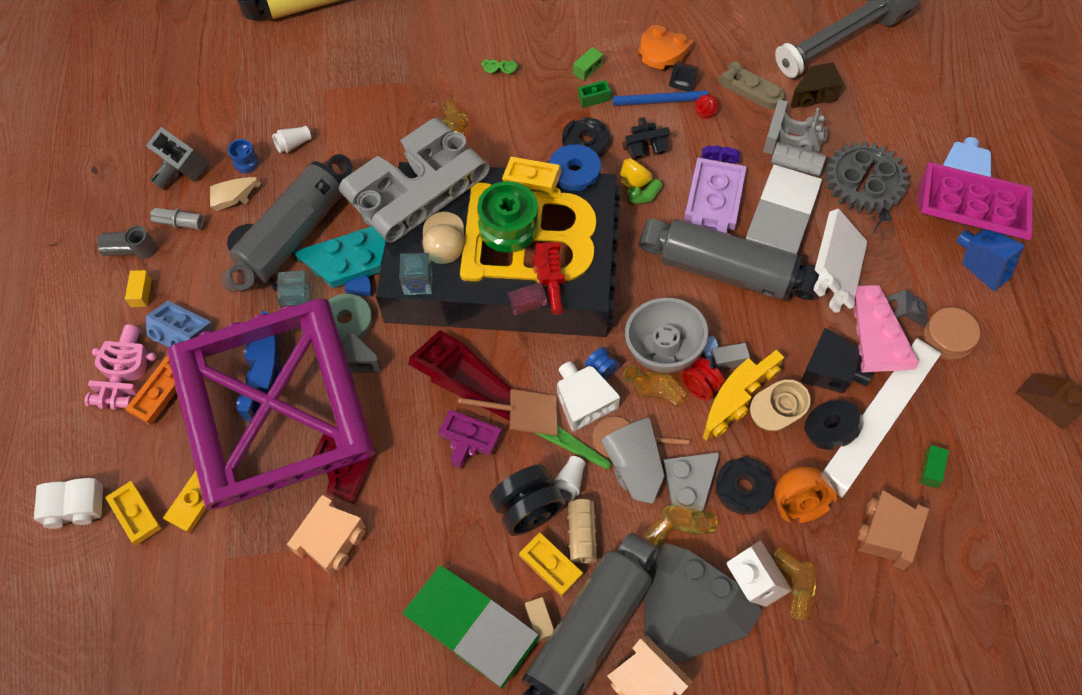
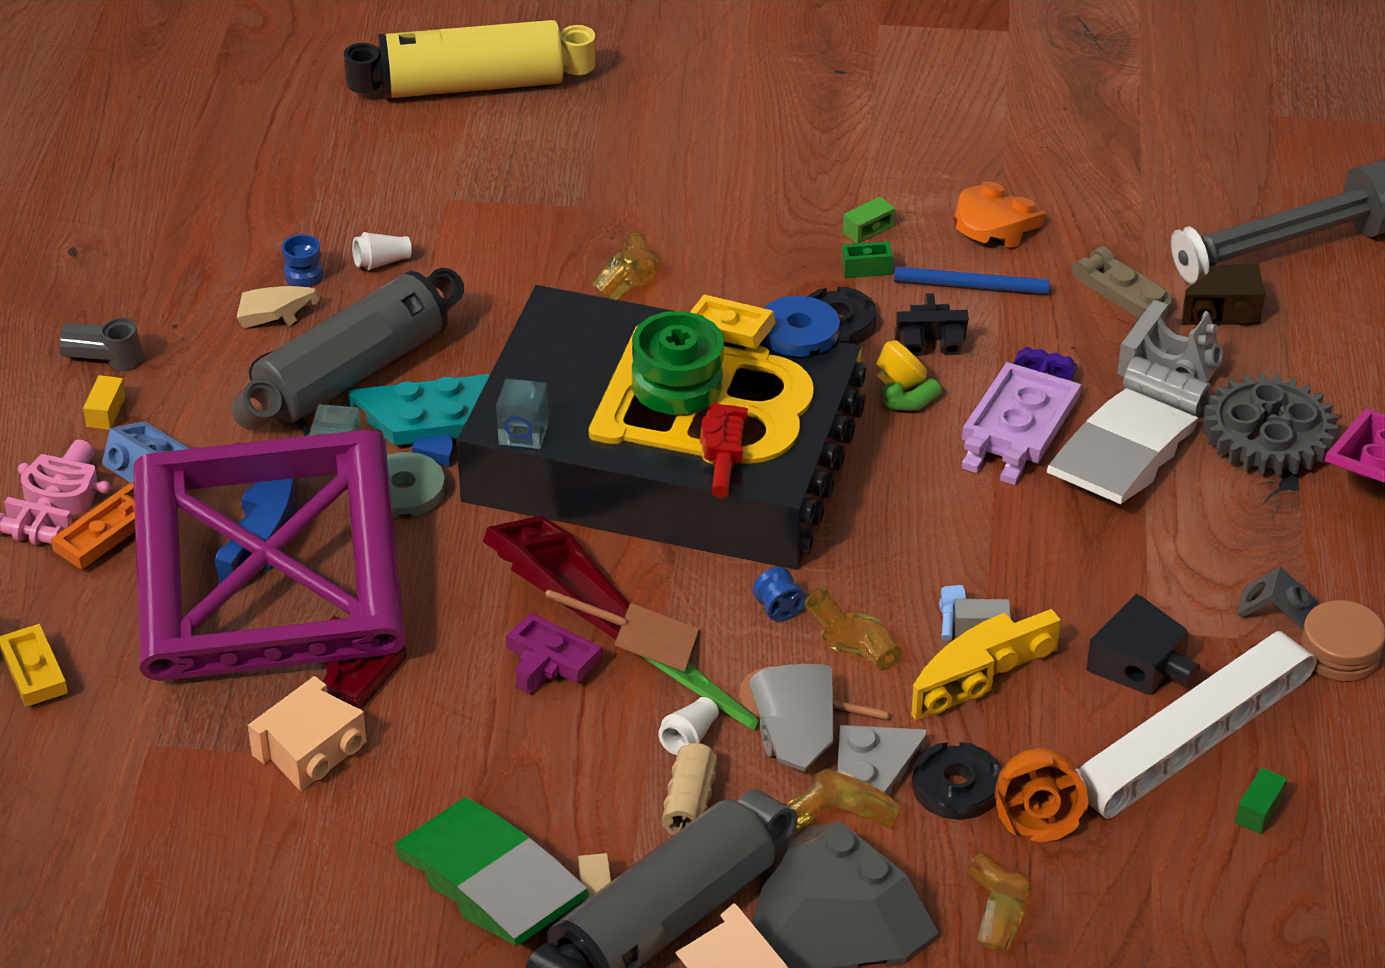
camera: 10 degrees right, 20 degrees down
(176, 158) = (201, 245): dark grey brick -> none
(177, 218) = (184, 325): light grey axle -> none
(187, 507) = (112, 672): yellow plate -> none
(359, 356) = (415, 529): dark grey slope -> none
(399, 203) = (515, 327): light grey connector -> none
(443, 237) = (576, 383): tan cap -> none
(505, 66) = (737, 205): bright green piece -> none
(527, 298) = (680, 470): clear pink piece -> none
(527, 500) = (615, 728): black wheel -> none
(551, 564) = (628, 819): yellow plate -> none
(584, 395) = (742, 629): white torso -> none
(666, 334) = (884, 565): light grey piece -> none
(683, 76) = (1015, 254): black tile -> none
(702, 379) = (926, 630): red wheel -> none
(706, 106) = (1042, 299): red plate -> none
(730, 259) = (1017, 491): dark grey piece -> none
(758, 575) = (933, 857): white torso -> none
(780, 405) = (1039, 680): tan cap -> none
(830, 412) = (1117, 715): black tile -> none
(840, 260) = (1187, 513): white tile -> none
(880, 334) = (1221, 613): bright pink wing -> none
(892, 529) = (1167, 862): nougat hips -> none

